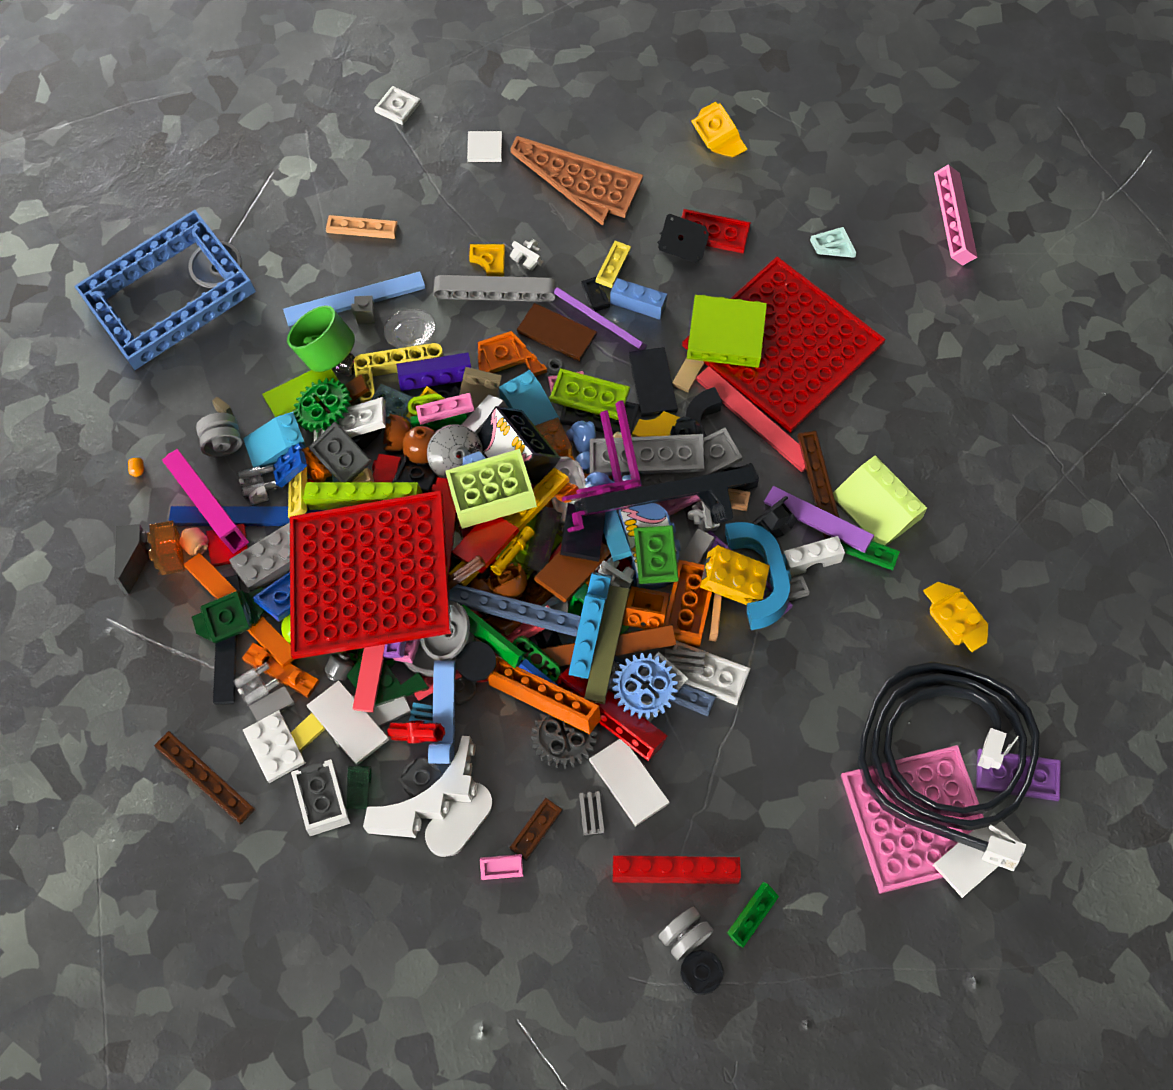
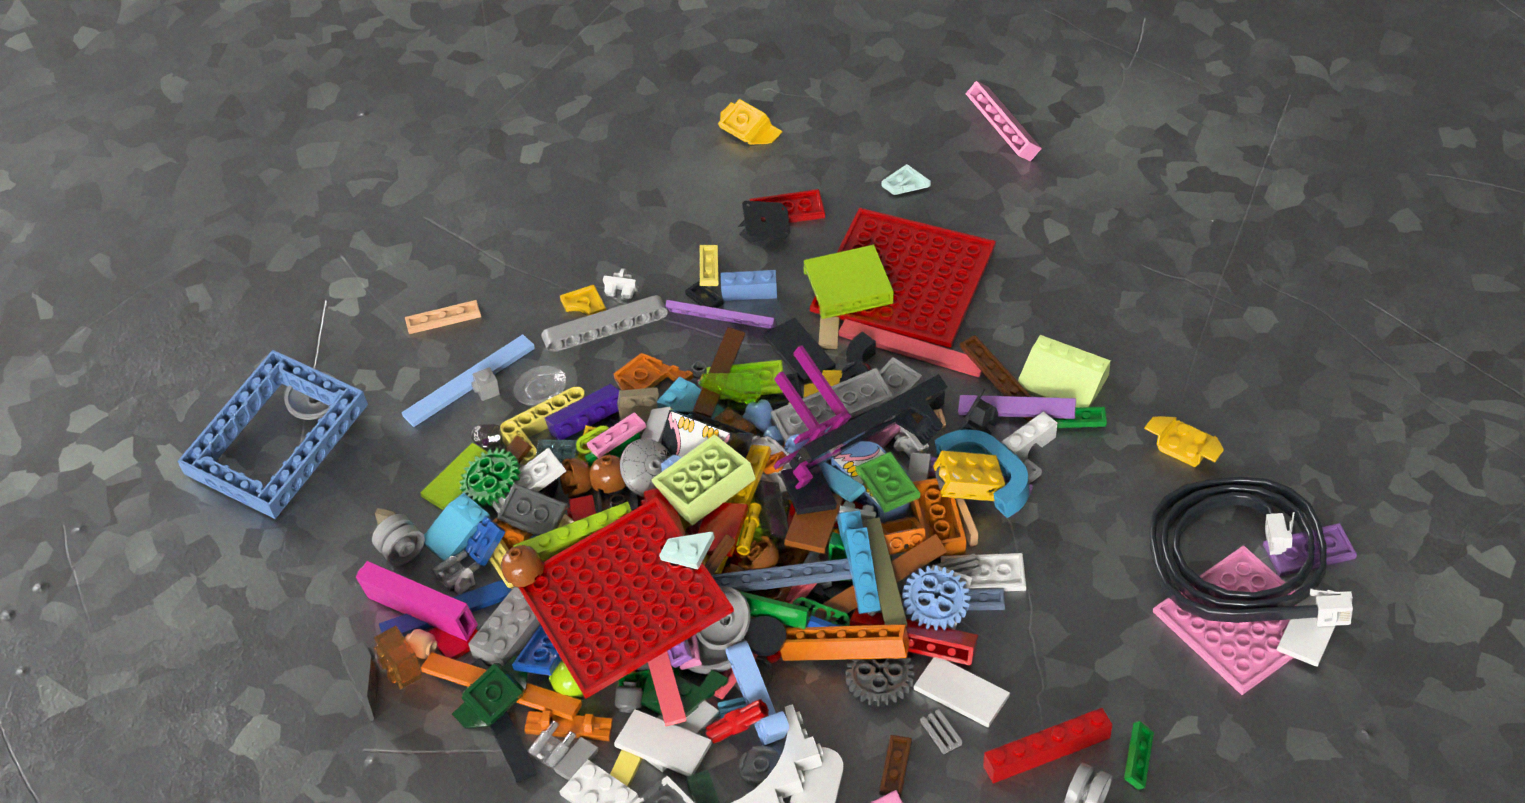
camera: 20 degrees left, 15 degrees down
(136, 467) = (323, 602): light orange piece -> none
(299, 508) = (521, 565): none -> dark orange cylinder
(321, 339) = (460, 418): bright green piece -> none
(397, 105) = (422, 203): white tile -> none
(439, 556) = (687, 550): none -> light aqua wing
(484, 146) = (528, 209): white tile -> none
(556, 332) = (683, 340): reddish brown tile -> none
(566, 379) = (722, 363): none -> reddish brown tile
(573, 401) = (736, 386): none -> clear neon green slope
(584, 181) = (647, 207): nougat wing -> none

